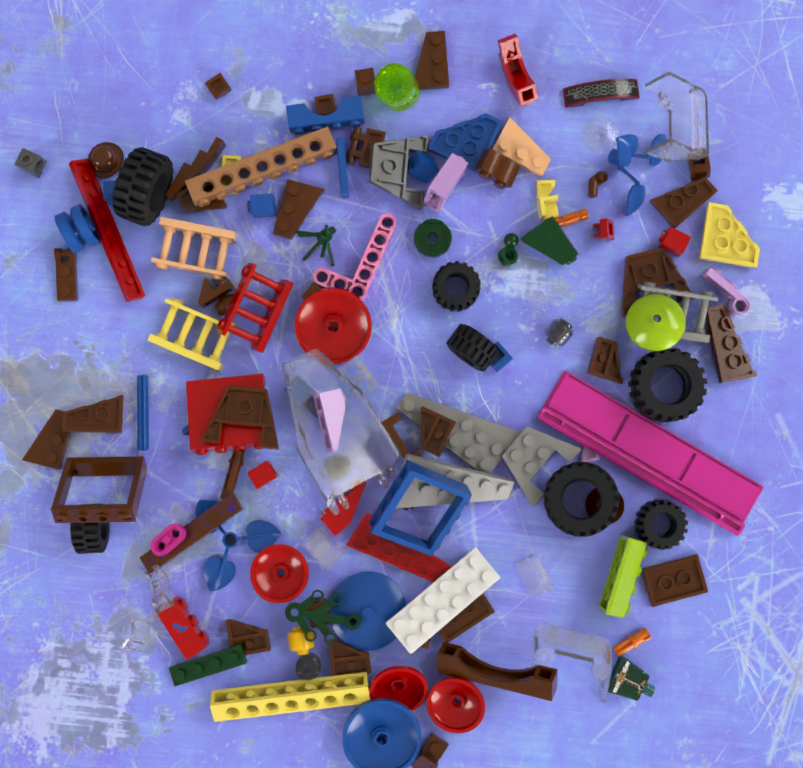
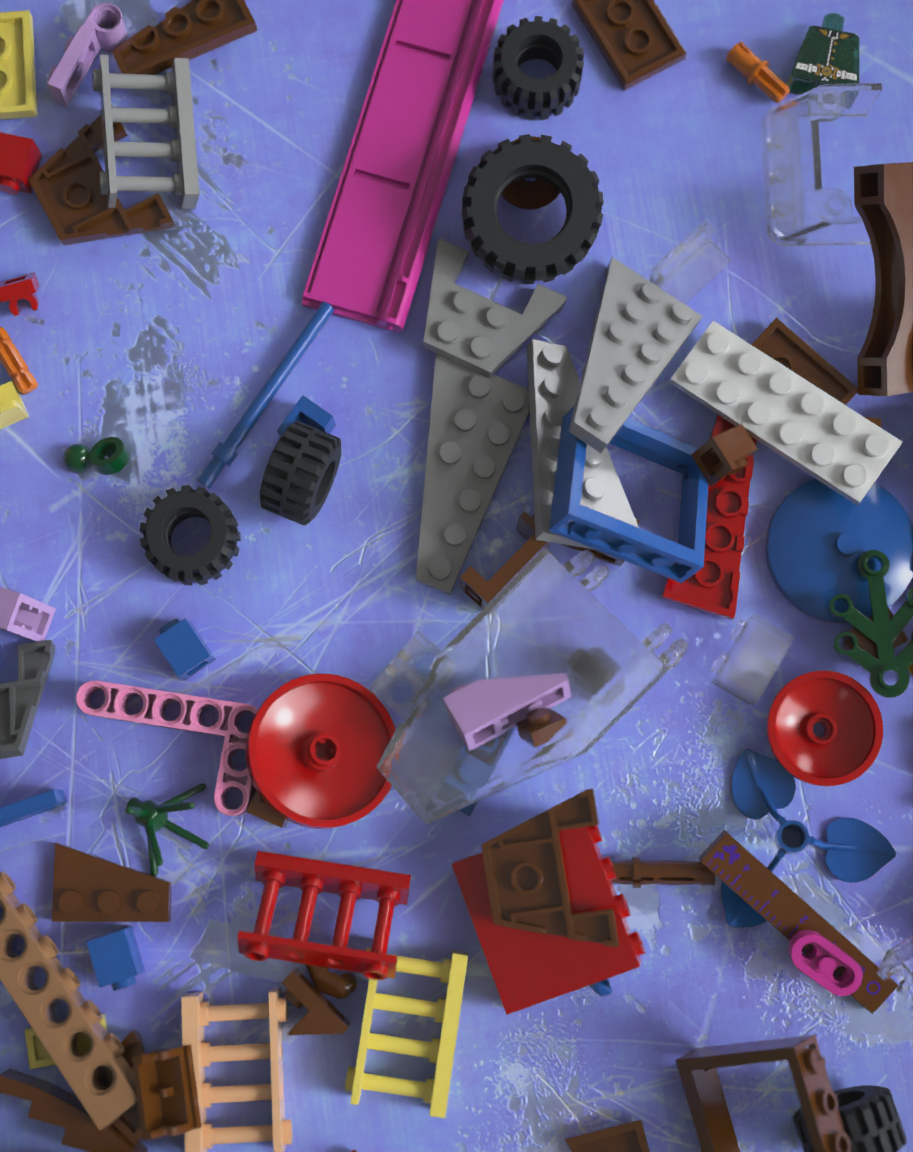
camera: 105 degrees left, 5 degrees down
(142, 413) = (589, 1088): blue axle -> none
(193, 215) = (166, 1092): none -> reddish brown hinge
(262, 474) = (646, 812): red panel -> none
(314, 432) = (540, 726): none -> reddish brown plate
(338, 522) = (701, 641): red slope -> none
(401, 270) = (183, 648): none -> blue brick
(425, 230) = (90, 592): dark green plate -> none
(427, 562) = (724, 454): none -> reddish brown brick
(435, 431) = (476, 504): reddish brown wing -> none
(495, 313) = (225, 452): none -> blue bar
(498, 531) = (628, 350): none -> light grey wing
(551, 241) = (62, 380): dark green slope -> none
(559, 332) = (232, 327): clear smoke head -> none
(588, 455) = (448, 225): lavender tile -> none
(605, 361) = (265, 234): reddish brown wing -> none
(622, 576) = (649, 113): lime slope -> none
(652, 334) = (188, 169): lime dish -> none
(692, 385) = (277, 69): black tyre -> none

